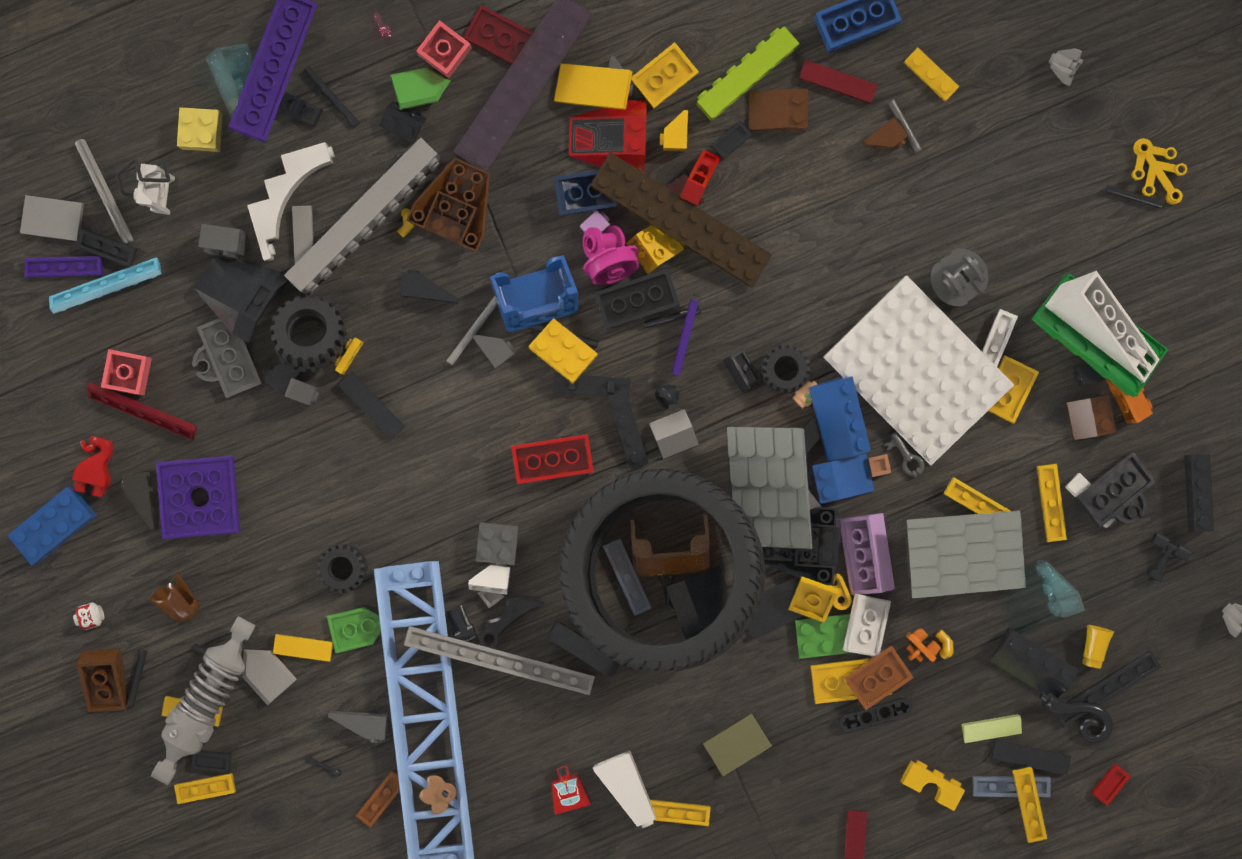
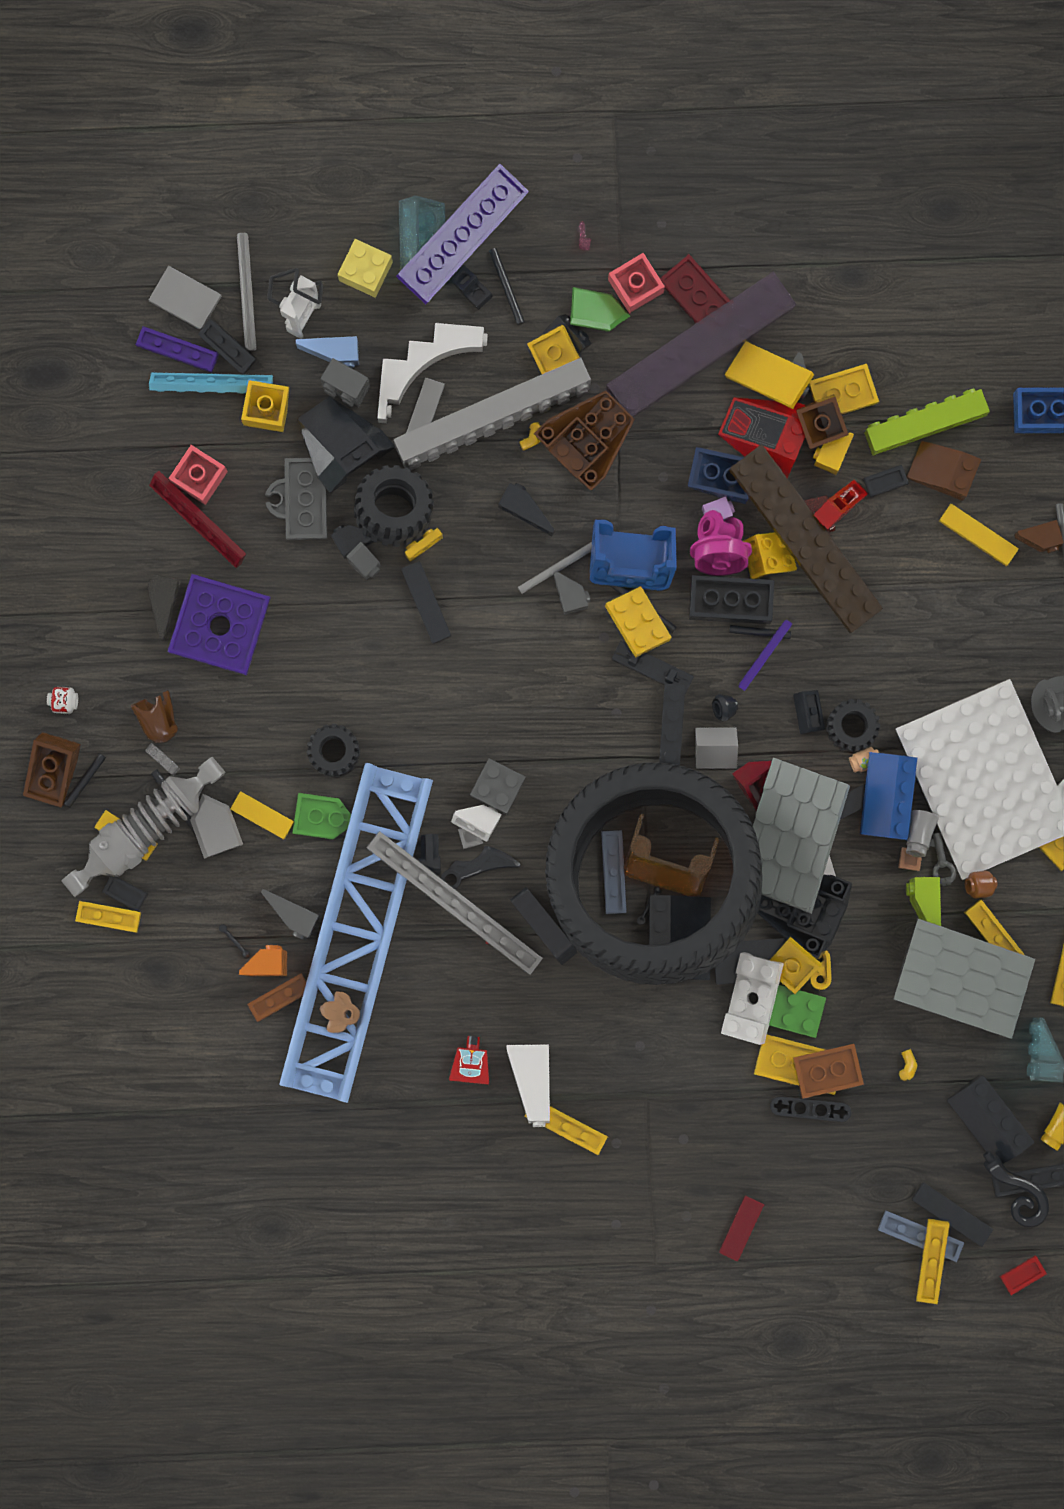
camera: 20 degrees right, 5 degrees down
(52, 525) = (63, 596): blue brick -> none
(95, 468) = (127, 557): red hips -> none
(160, 288) = (265, 406): none -> yellow slope
(196, 633) = (162, 759): none -> clear beam
(209, 212) = (340, 348): none -> light blue slope
(358, 777) = (266, 962): none -> orange slope
(394, 138) = (553, 349): none -> yellow tile
(552, 459) = (586, 724): red brick -> none
(655, 110) = (822, 421): none -> reddish brown slope
(716, 450) = (752, 779): none -> dark red slope
(737, 744) = (659, 1084): olive tile -> none
(794, 660) = (746, 1019): none -> white piece
(830, 156) = (978, 535): none -> yellow tile
(838, 81) = (1013, 464): dark red tile -> none
(842, 478) = (867, 857): blue slope -> none
(866, 625) = (836, 1014): white tile -> none
(867, 554) = (864, 942): lavender slope -> none
(879, 439) = (920, 832): none -> light grey plant
(906, 495) = (925, 898): none -> lime slope
(929, 651) = (889, 1066): orange hips -> none
(948, 463) = (980, 884): none -> dark orange head
(948, 792) = (830, 1187): yellow arch -> none
(992, 728) = (923, 1170): yellowish green slope -> none

